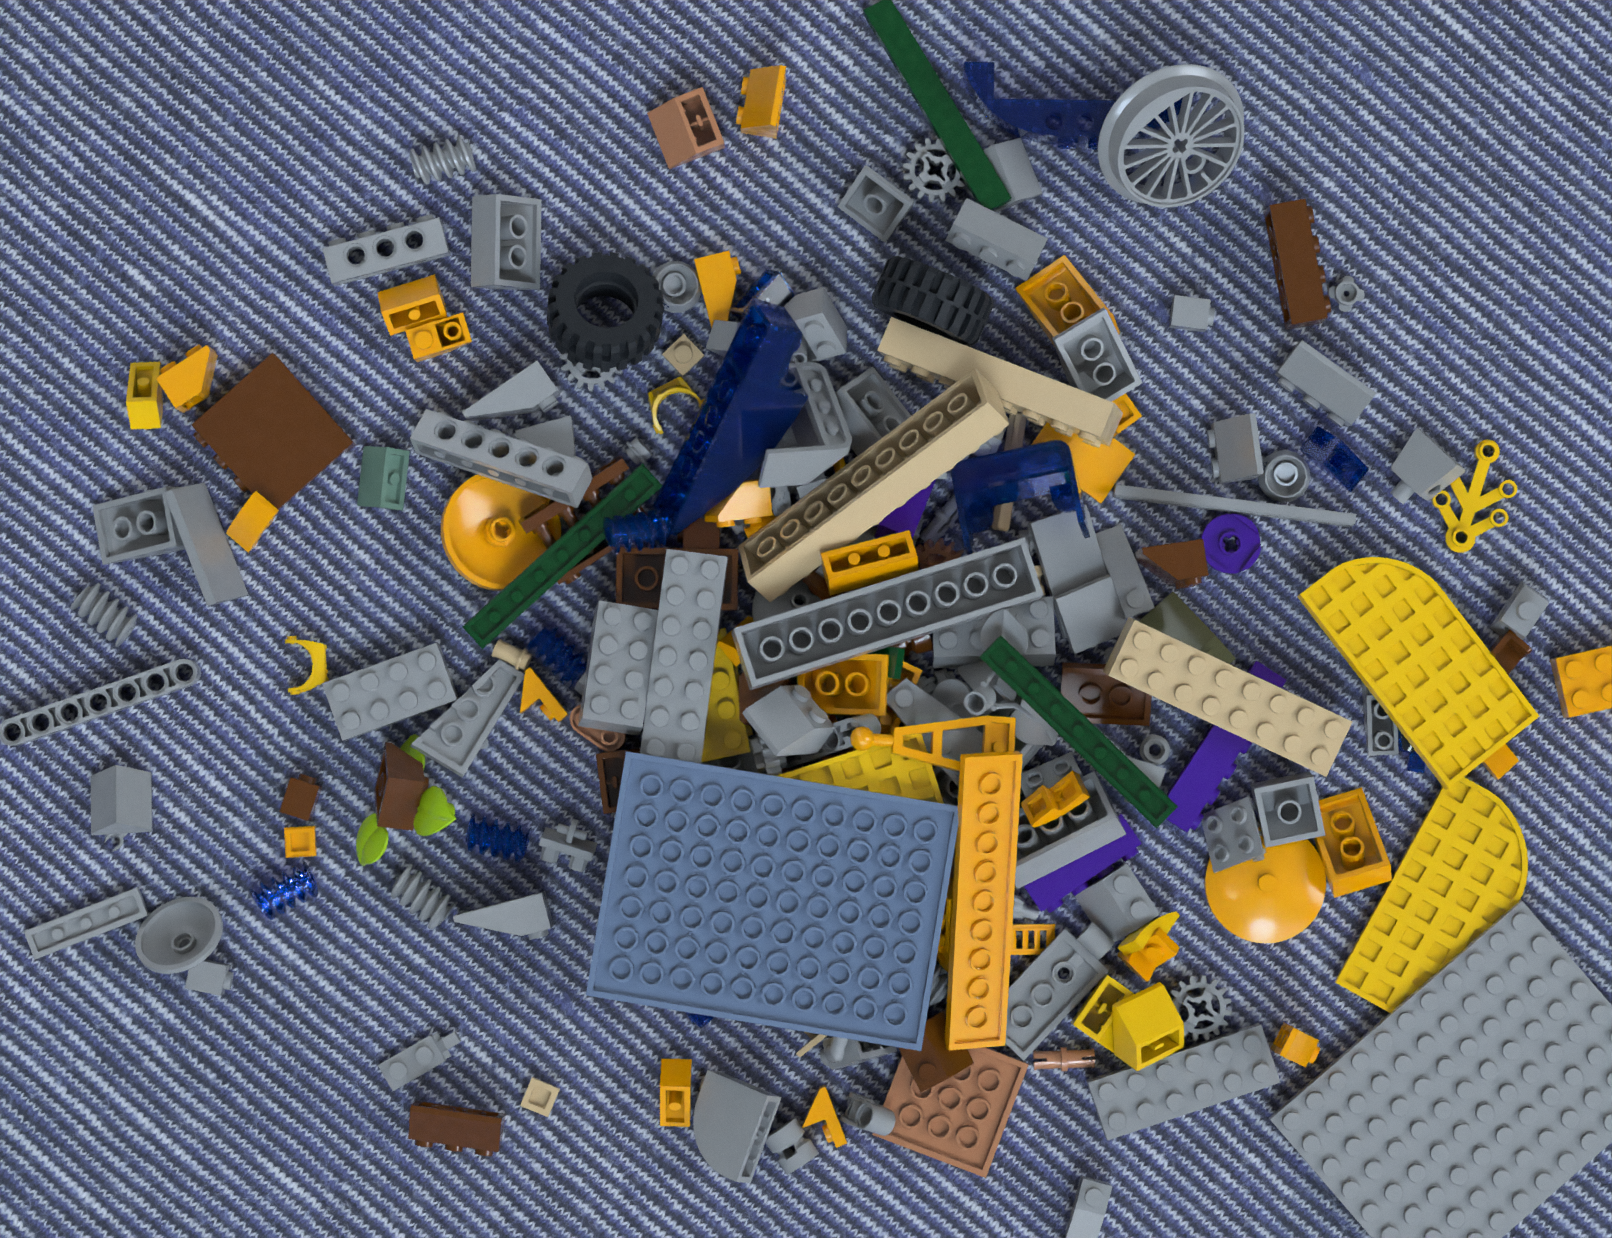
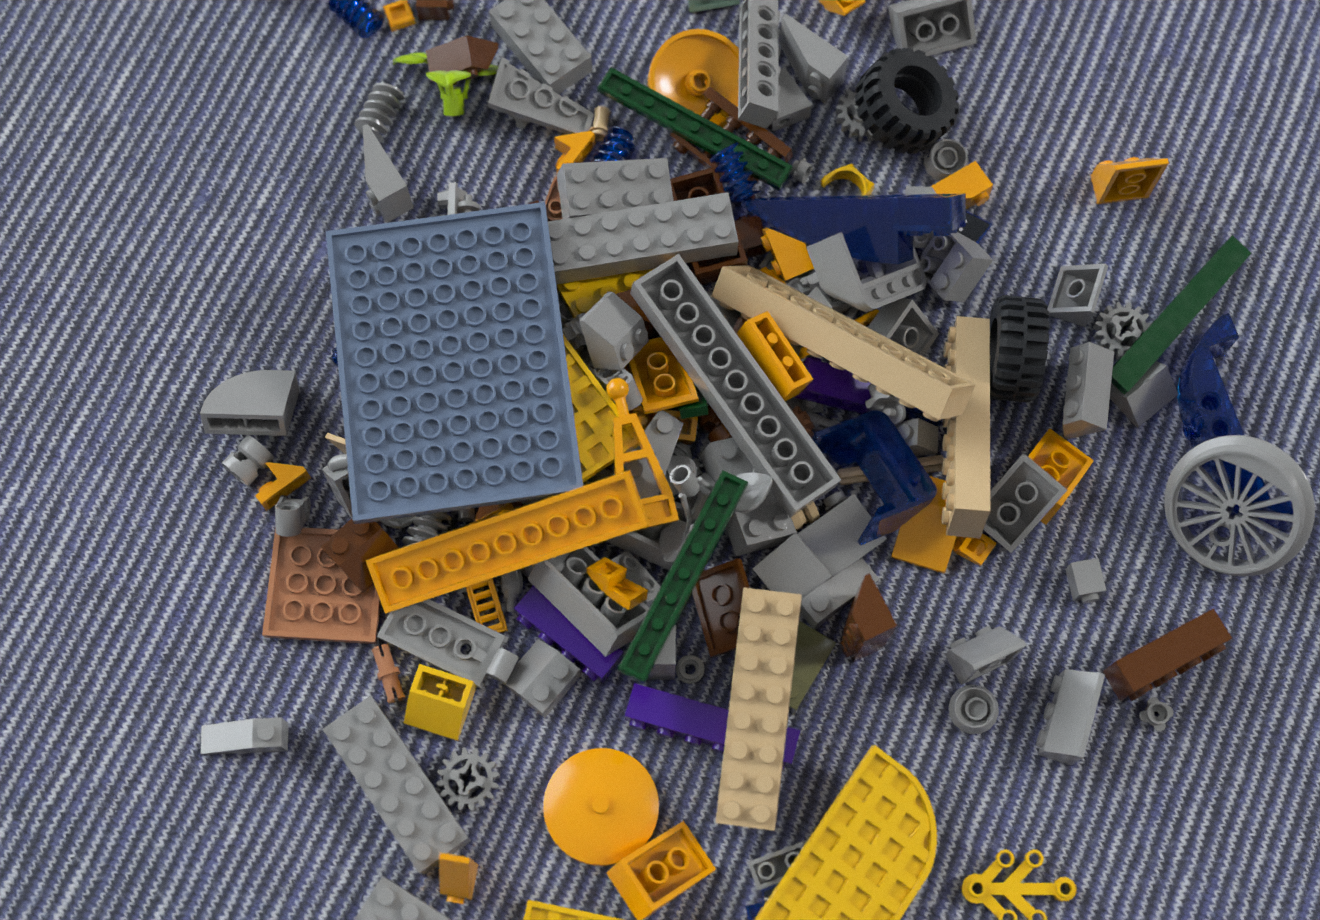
camera: 75 degrees right, 15 degrees down
(417, 1059) = (245, 150): light grey hinge -> none
(456, 1127) = (194, 189): reddish brown slope -> none
(497, 839) = (444, 153): clear blue piece -> none
(540, 1097) = (238, 249): tan plate -> none
(675, 1092) = (271, 352): light orange slope -> none
(683, 355) = (892, 182): tan plate -> none
(686, 128) = (1080, 128): nougat slope -> none
(1137, 940) = (525, 711): yellow slope -> none
(1146, 1027) = (435, 731): yellow slope -> none
(1155, 952) = (503, 715): light orange slope -> none
(1233, 835) = (636, 760): light grey hinge -> none
(1234, 505) = (932, 673): light grey tile -> none
(1247, 540) = (911, 673): dark purple plate -> none
(1288, 809) = (674, 802): light grey slope -> none
(1334, 458) = (1006, 748): clear blue slope -> none
(1423, 468) = (1028, 831): light grey torso -> none

